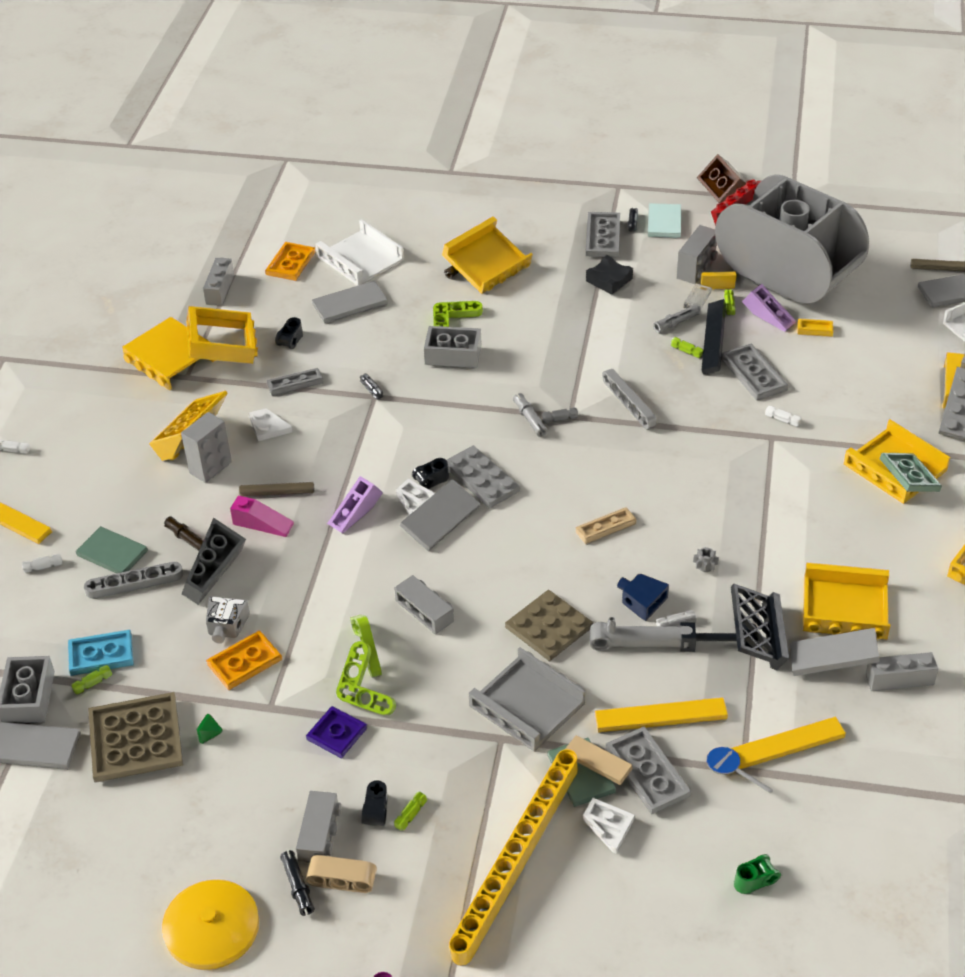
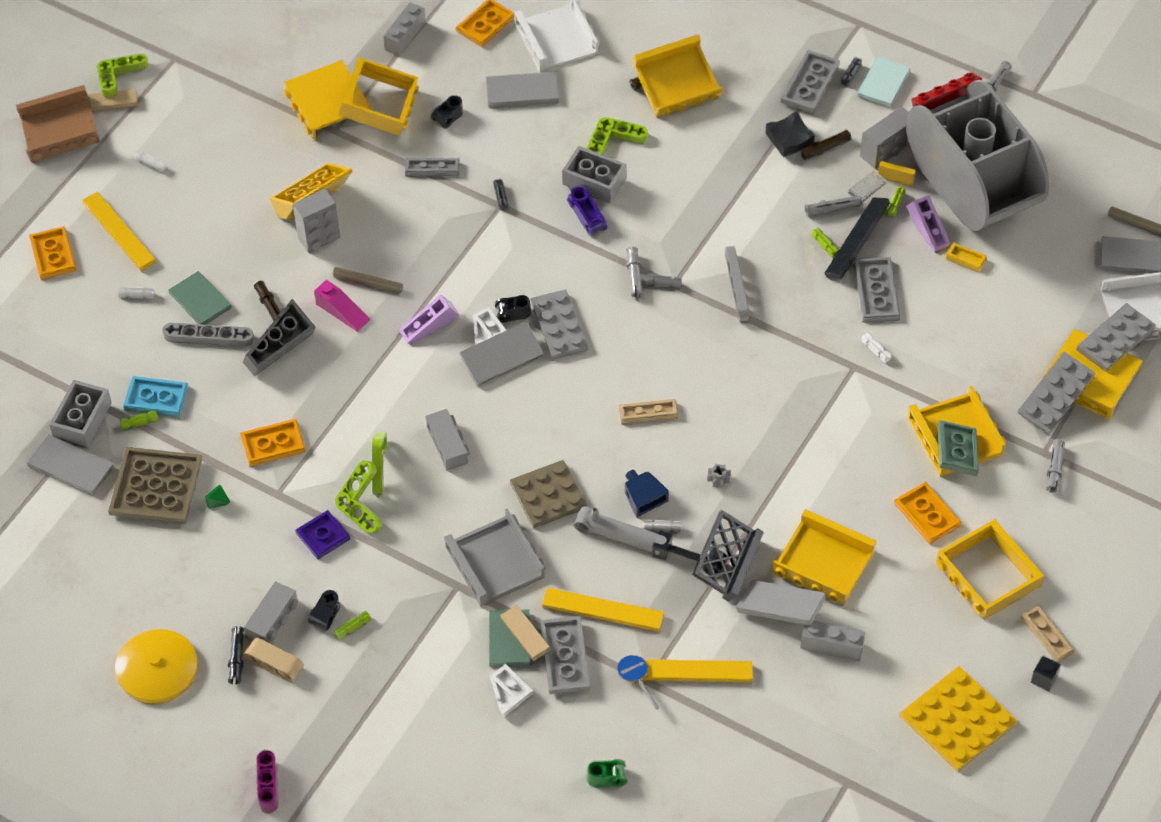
camera: 20 degrees right, 10 degrees up
(226, 617) = (271, 397): torso -> none
(268, 424) = (388, 208): white wing -> none
(459, 377) = (586, 210): none -> dark purple piece
(513, 863) = (417, 698): yellow beam -> none
(640, 278) = (820, 147): none -> dark brown pin
(721, 178) = (970, 49): reddish brown slope -> none
(913, 536) = (927, 513): none -> light orange tile

